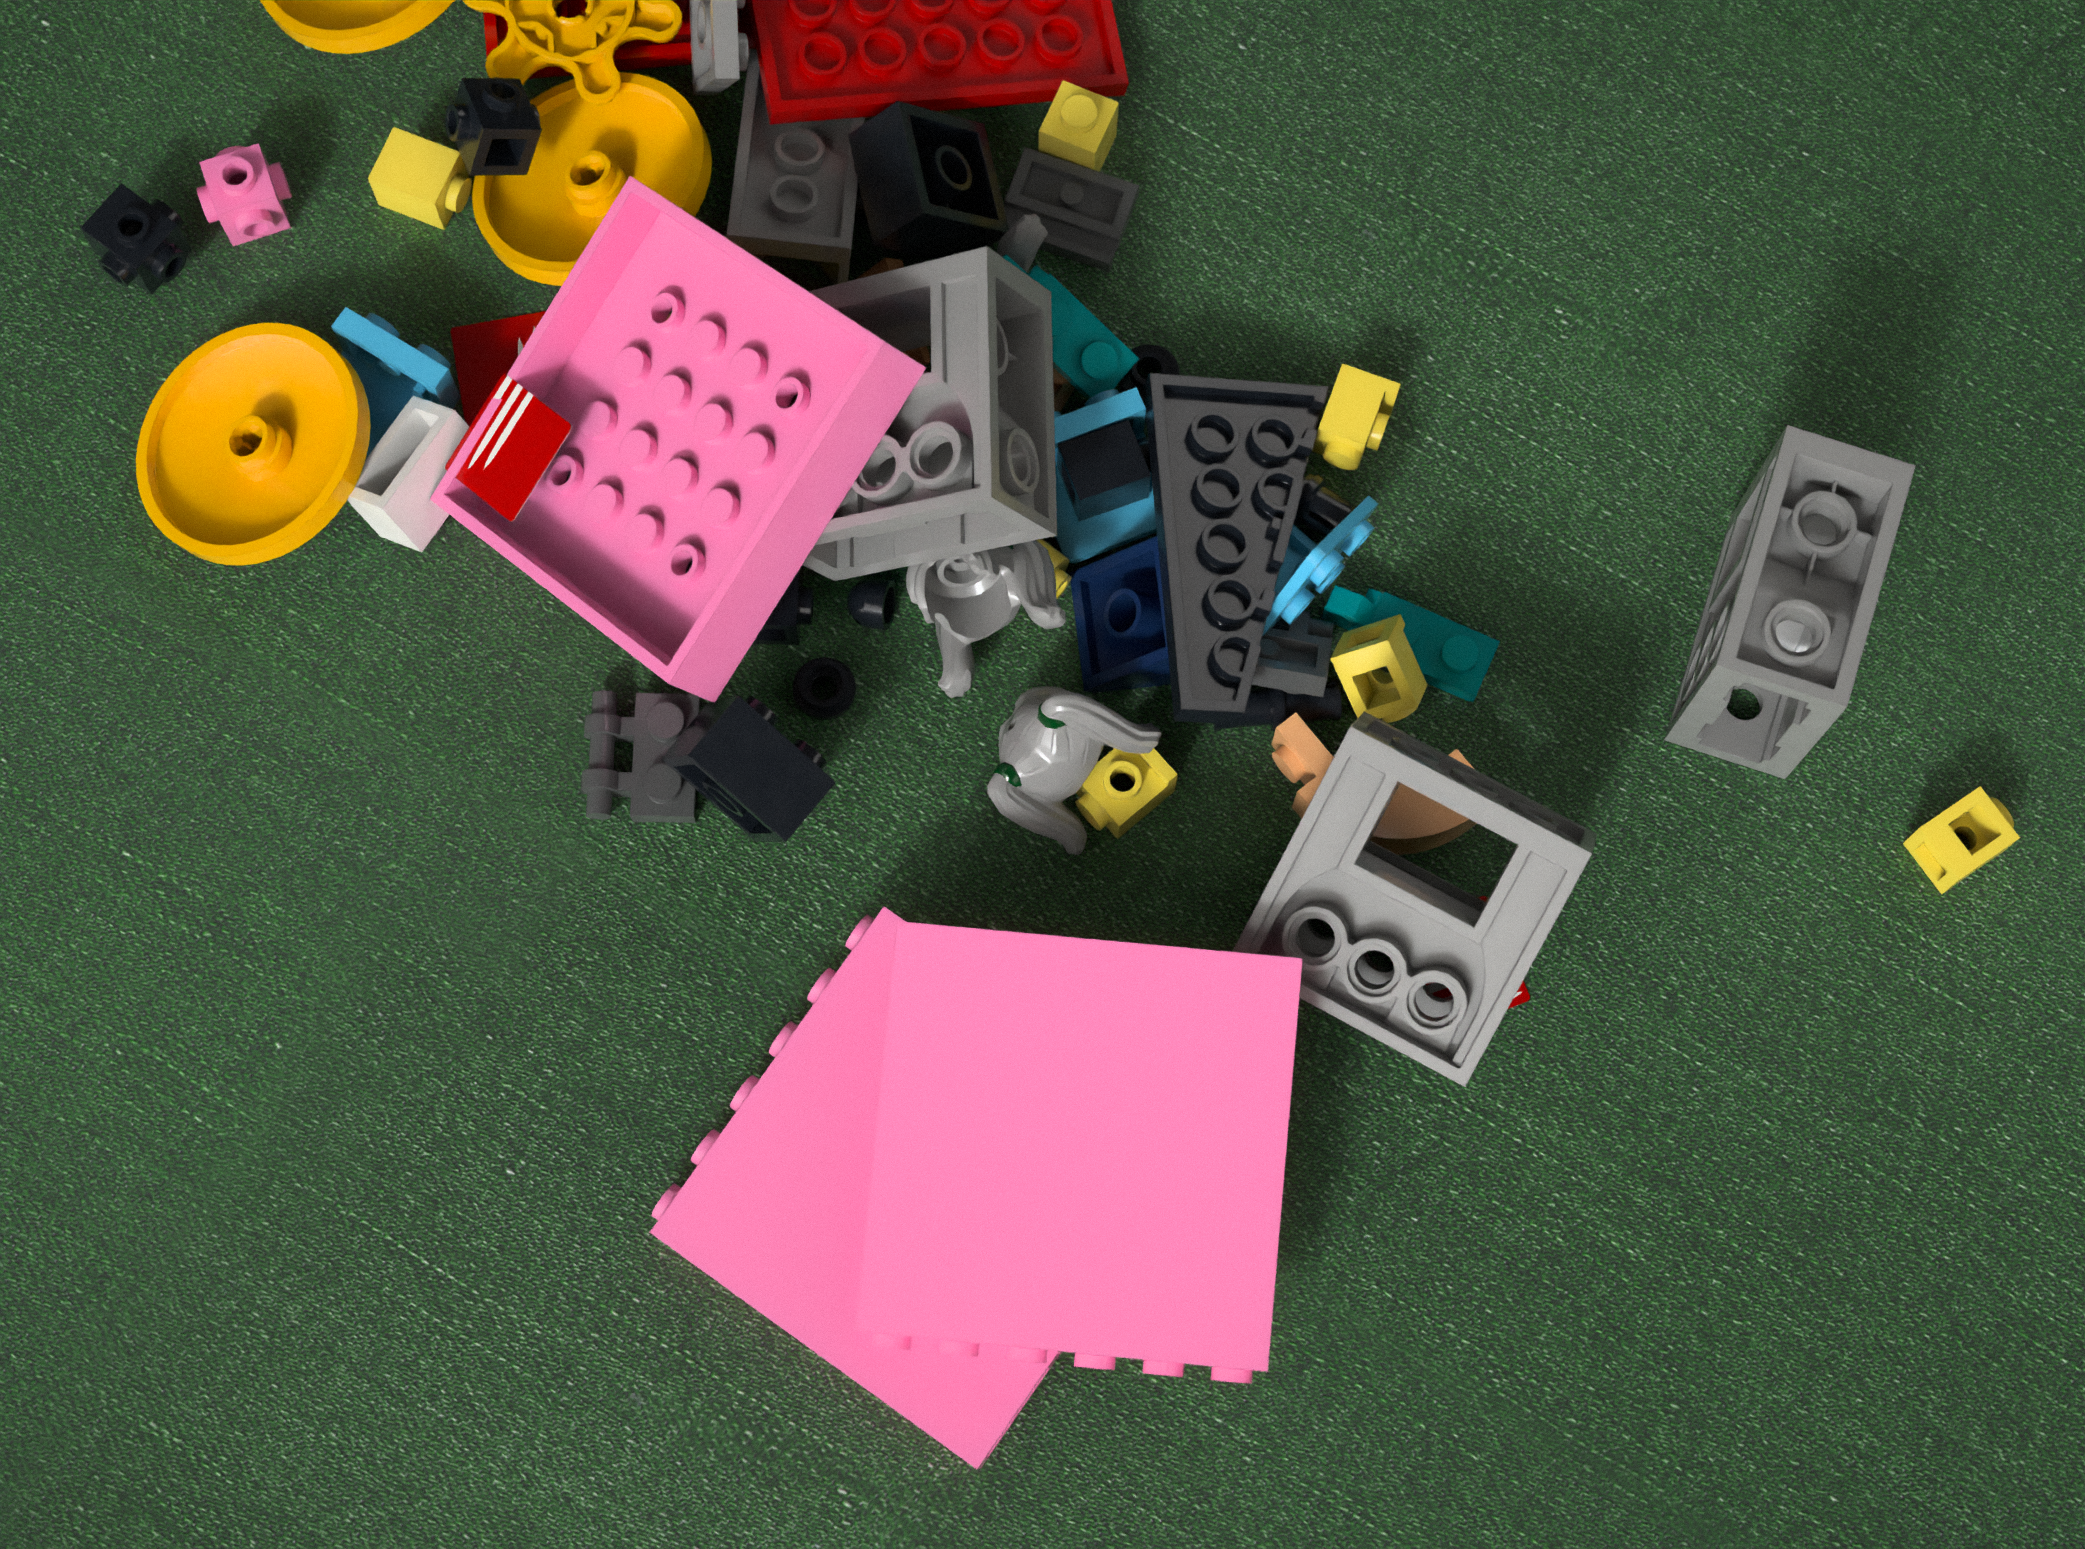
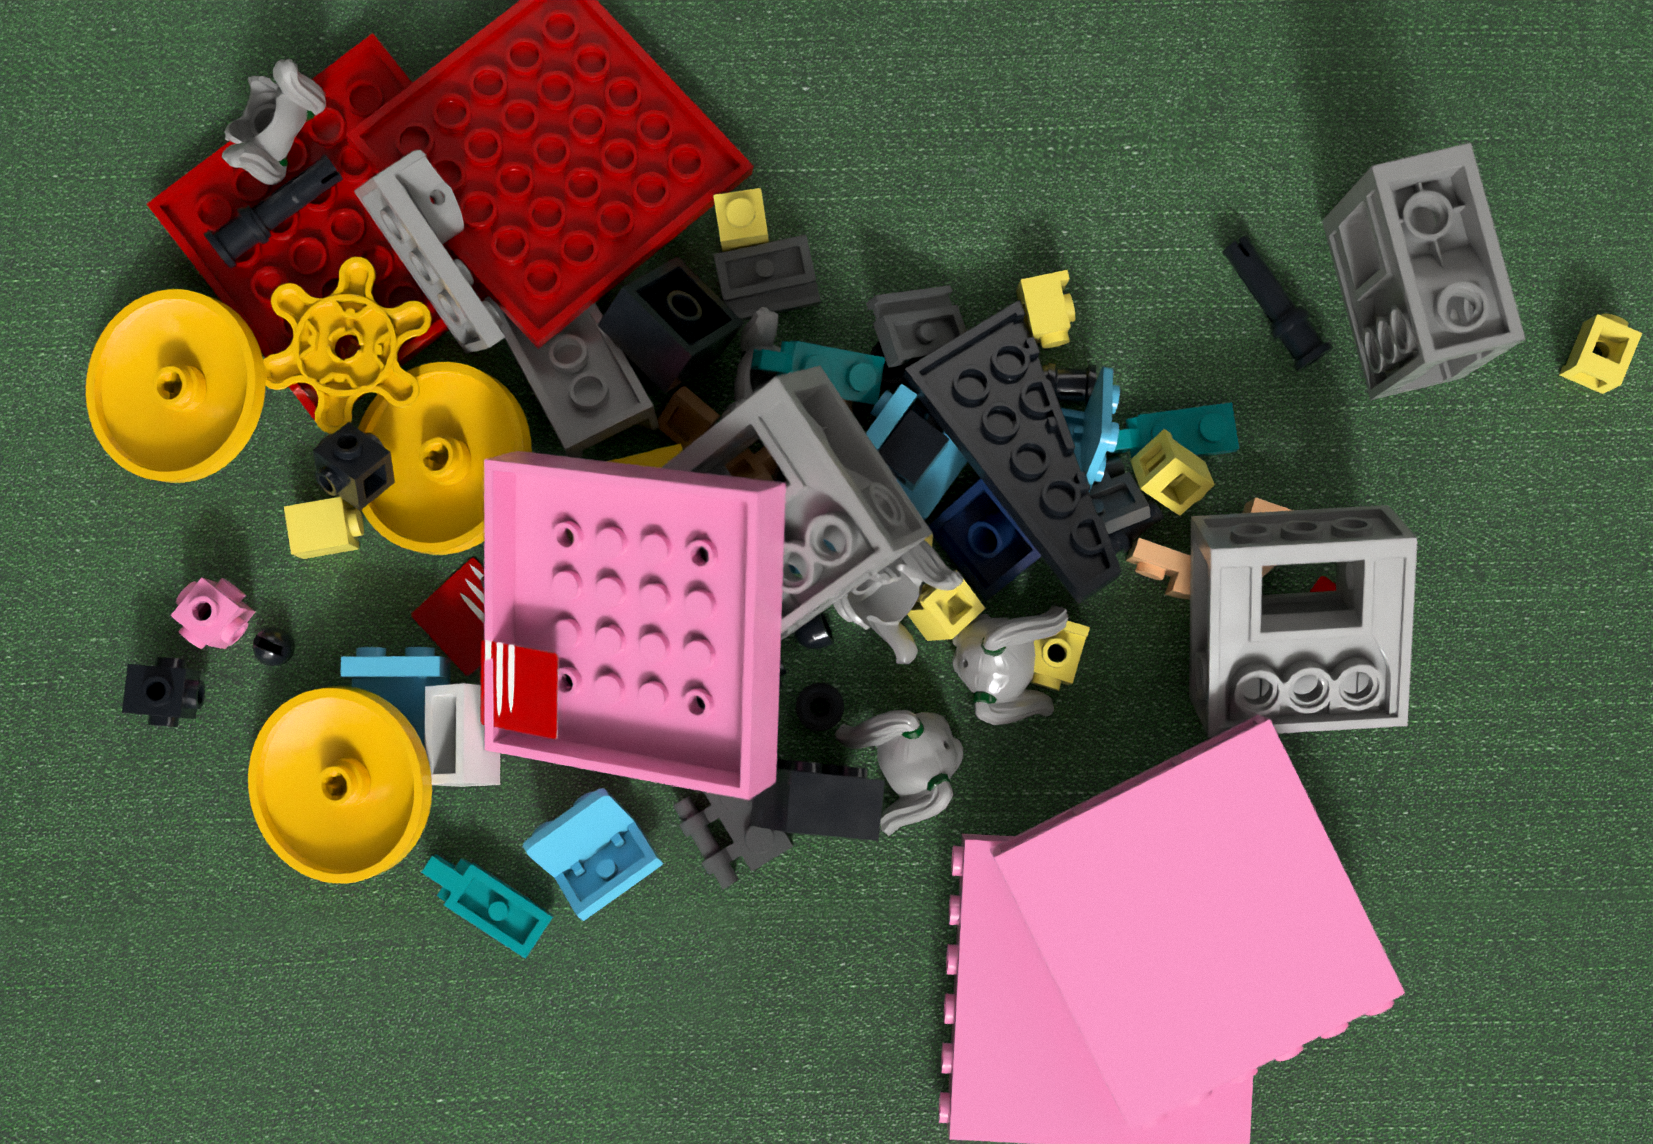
camera: 30 degrees left, 10 degrees up
(272, 278) = (278, 637): none -> black hinge
(324, 673) = (489, 903): none -> teal hinge
(471, 676) = (593, 852): none -> medium azure bracket
(890, 798) = (916, 759): none -> light grey hair
(1029, 657) = (945, 612): none -> light yellow brick
(1195, 338) = (915, 323): none -> dark grey plate
(1620, 593) = (1288, 321): none -> black pin

